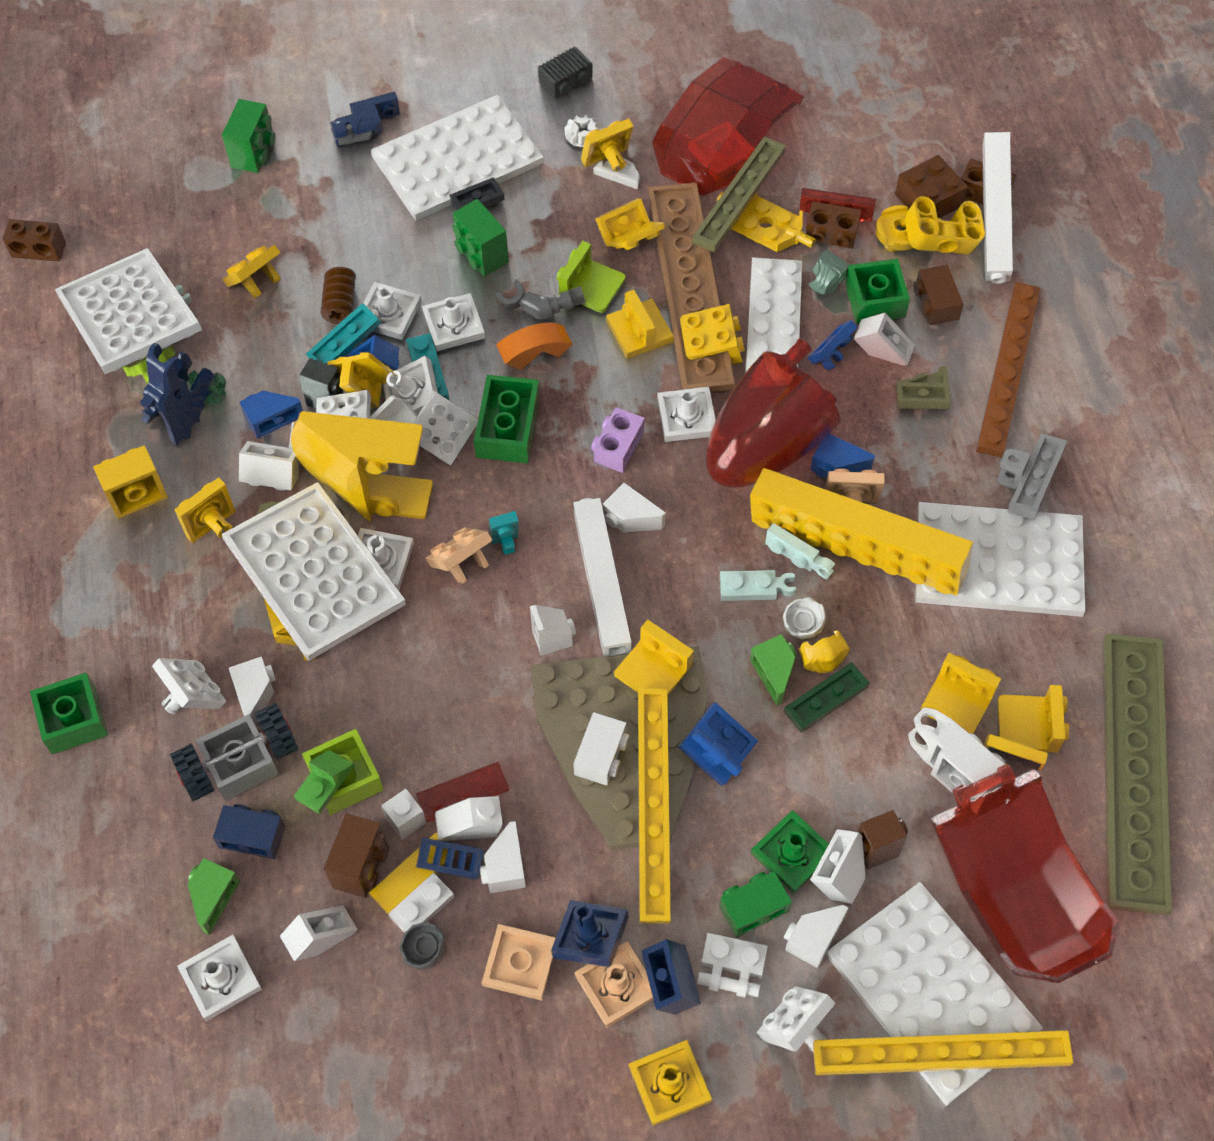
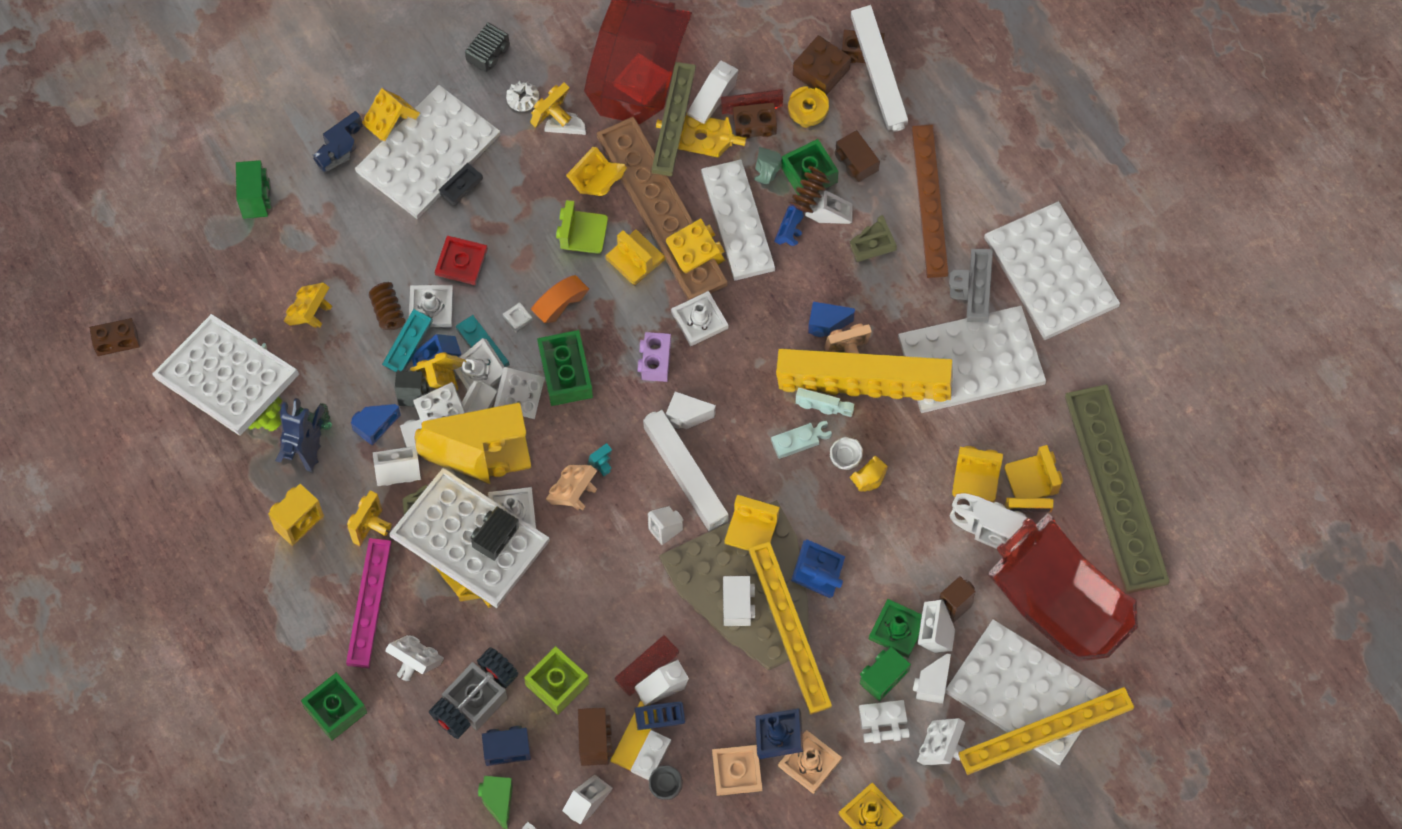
camera: 20 degrees left, 5 degrees up
(168, 609) = (369, 603): none -> dark pink plate
(253, 685) = (460, 640): white slope -> none
(326, 777) = (550, 691): bright green slope -> none
(340, 571) = (494, 533): none -> pearl dark grey brick
(403, 814) = (613, 695): white brick -> none
(427, 97) = (385, 113): none -> yellow bracket
(442, 273) = (461, 260): none -> red plate
(452, 317) = (483, 293): white plate -> none
(480, 237) = (481, 221): green brick -> none
(480, 351) = (517, 317): none -> white tile
(503, 862) = (698, 705): white slope -> none
(542, 306) = (552, 263): dark grey piece -> none
(670, 977) = (846, 743): dark blue brick -> none
(769, 419) = (768, 308): clear red windscreen -> none
(774, 665) = (836, 495): bright green slope -> none
(806, 172) = (717, 85): none -> white slope
(826, 697) = (882, 507): dark green plate -> none
(867, 307) = (810, 190): none -> reddish brown piece
(930, 233) = (833, 106): yellow beam -> none
(1134, 489) = (1051, 270): none -> white plate

